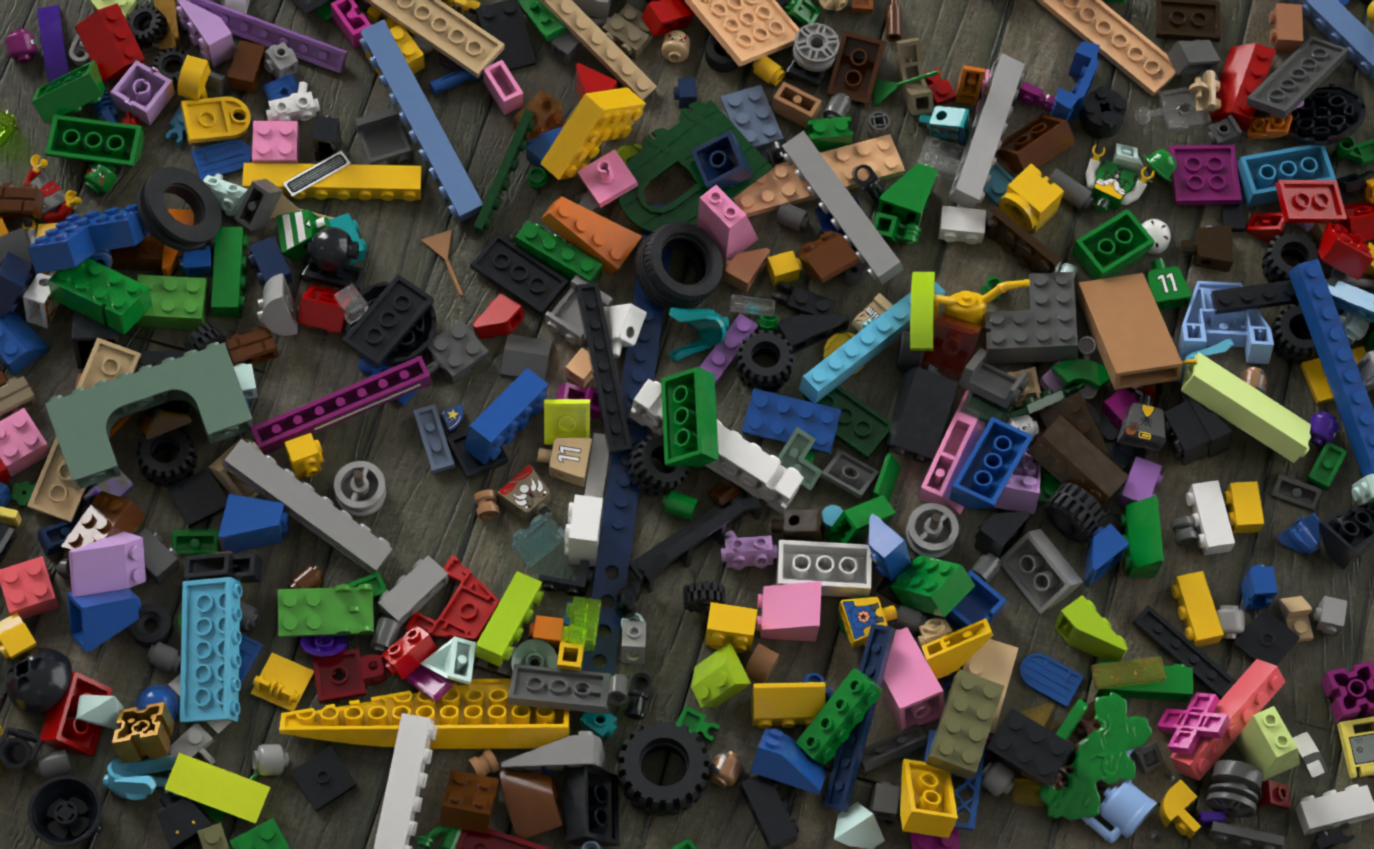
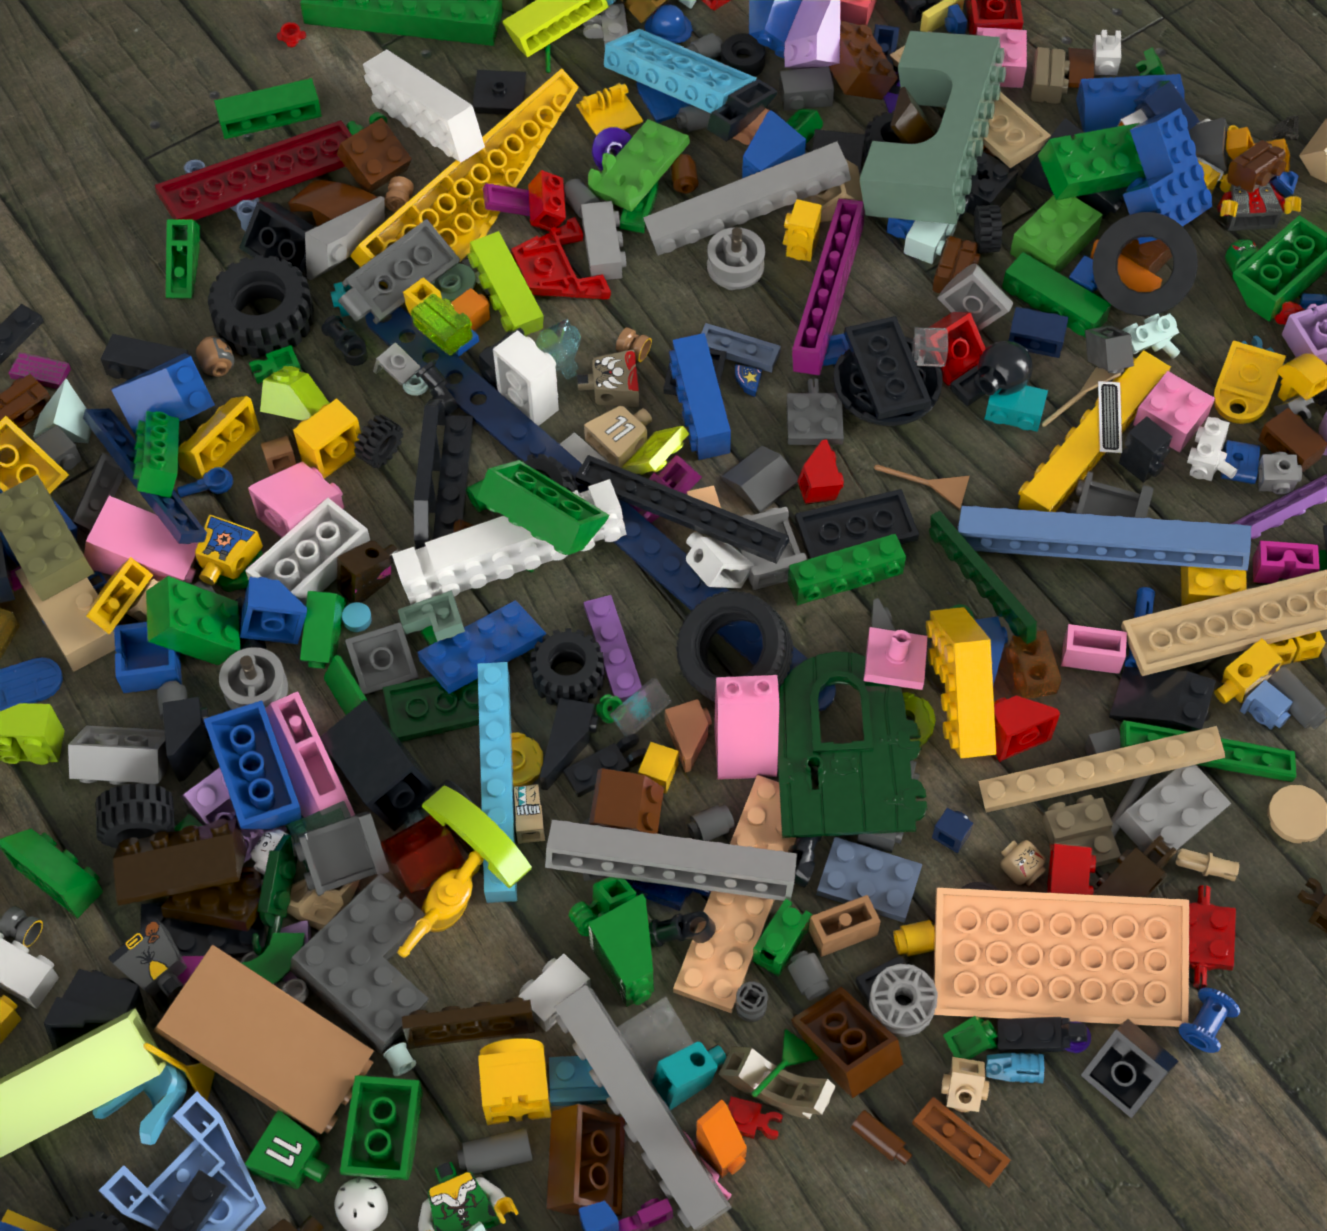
camera: 135 degrees right, 5 degrees down
(221, 158) = (1199, 365): blue window -> none
(269, 759) = (547, 61): light grey head -> none
(297, 230) = (1055, 369): green torso -> none
(358, 672) = (562, 159): dark red plate -> none
(453, 660) = (505, 216): light aqua slope -> none
(591, 233) = (841, 600): orange wedge -> none
(708, 324) = (655, 645): teal piece -> none
(722, 161) = (820, 772): dark blue slope -> none
(748, 551) = (393, 507): lavender brick -> none
(991, 282) = (454, 959): green plate -> none
(1104, 552) = (70, 815): blue slope -> none
(1141, 481) = (104, 922): medium lavender brick -> none
(1256, 378) = (93, 1148): medium nougat head -> none

